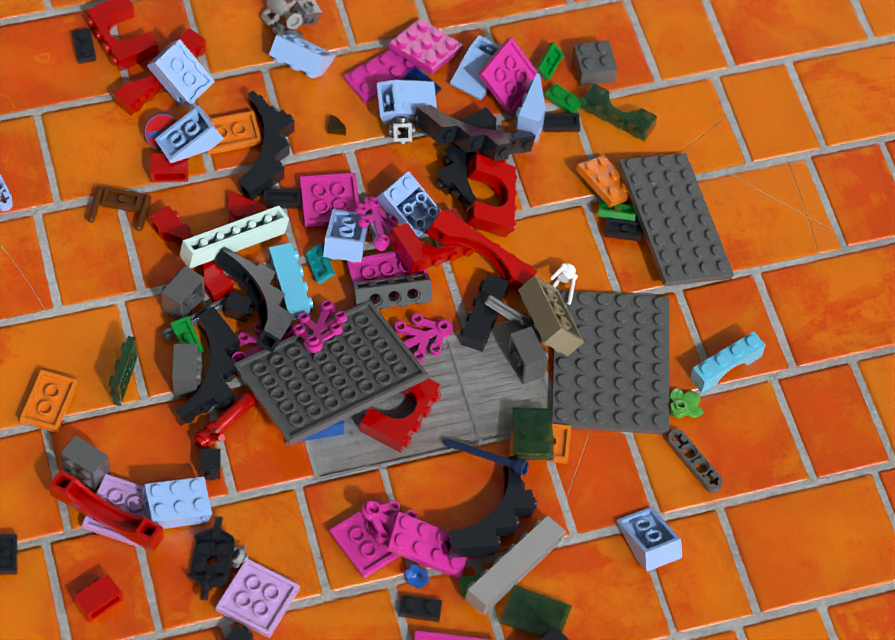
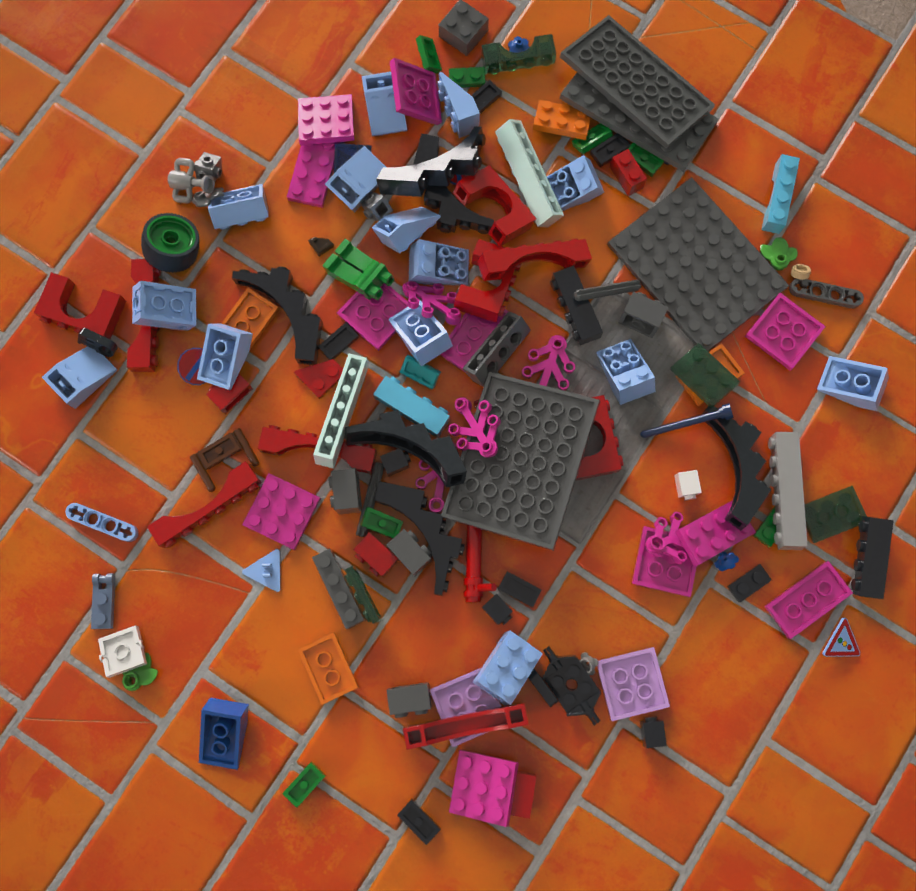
camera: 35 degrees left, 20 degrees up
(36, 221) = (170, 528): none -> red arch
(73, 305) = (266, 570): none -> light blue piece
(76, 74) = (79, 375): none -> light blue slope
(76, 569) = (484, 788): none -> dark pink plate
(84, 46) = (59, 343): black plate -> none
(104, 366) = (338, 589): none -> dark grey brick
(110, 61) = (99, 343): none -> black piece
(124, 275) = (281, 511): none -> dark pink plate
(161, 355) = (375, 555): none -> red piece
(188, 544) = (542, 688): none -> black piece
(227, 37) = (170, 242): none -> wheel
(241, 467) = (519, 589): none -> black tile
(345, 162) = (358, 270): none -> green hips
(404, 156) = (404, 227): none -> light blue slope
(443, 499) = (688, 484): none -> white brick
(476, 387) = (626, 371): none -> light blue slope
(541, 196) = (529, 173): none -> light aqua brick
(550, 316) = (634, 269): dark tan brick -> none
(565, 274) = (604, 224): white plant -> none
(567, 230) = (575, 183): none -> light blue slope
(620, 254) = (628, 172): none -> red piece
(627, 106) = (518, 45): none -> blue plant
(632, 459) = (785, 331): none -> dark pink plate
(643, 256) = (647, 161): none -> green plate
(688, 428) = (801, 271): none -> tan tile
(689, 196) = (637, 81): none -> dark grey plate

